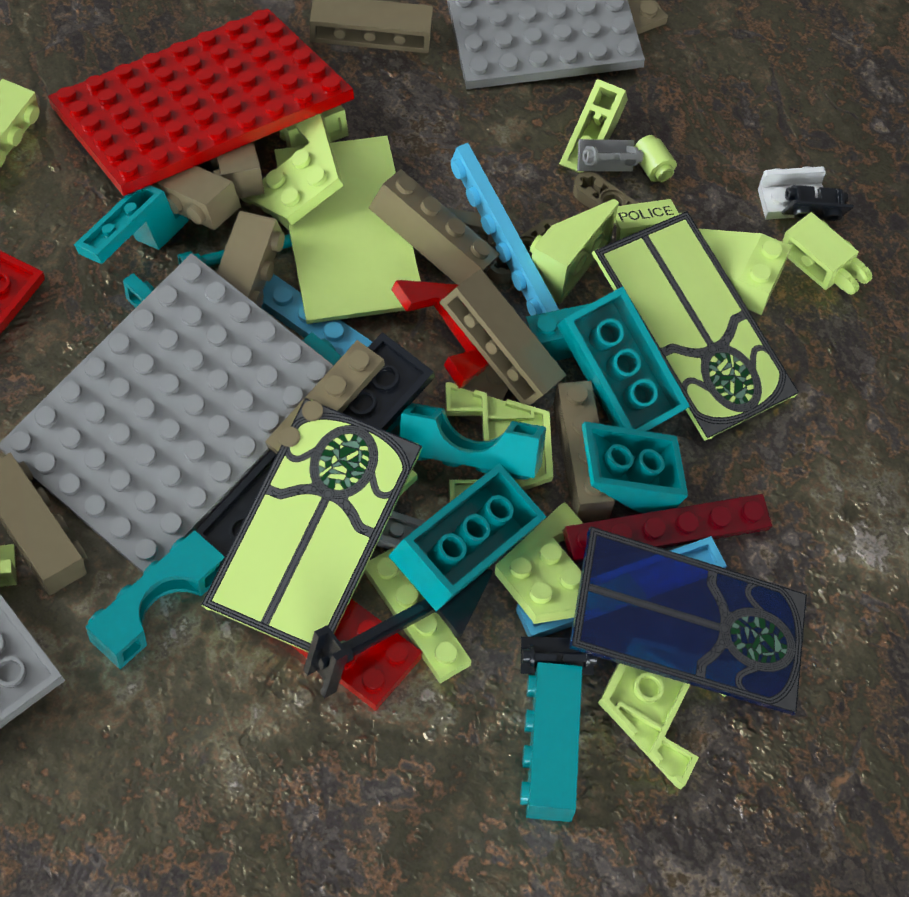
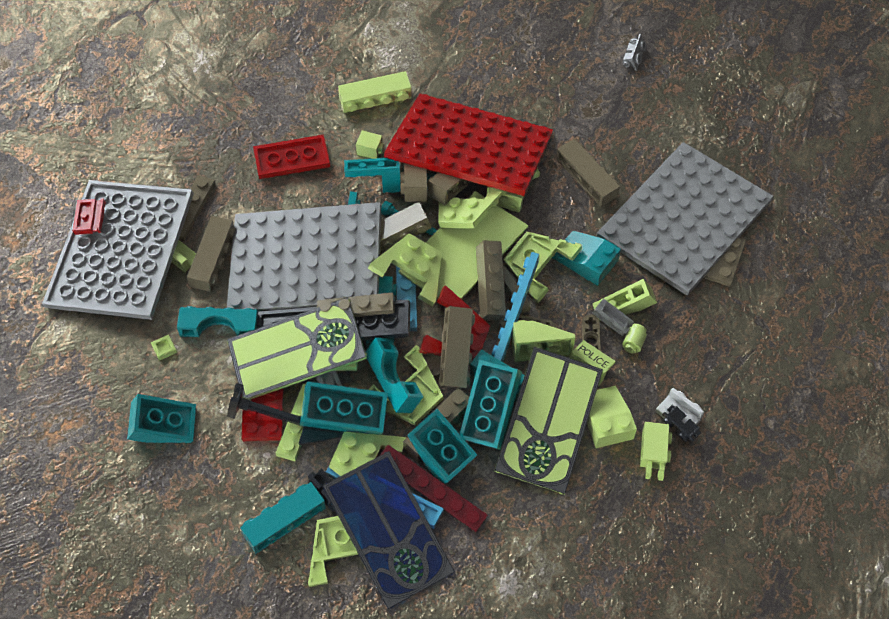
camera: 55 degrees right, 0 degrees up
(67, 207) = (369, 145): none -> yellowish green brick
(119, 703) = (164, 347): none -> yellowish green tile
(244, 794) = (161, 420): none -> teal slope
(326, 282) = (416, 259): none -> yellowish green wing
(429, 153) = (546, 249): none -> yellowish green wing
(490, 114) = (594, 259): none -> teal slope

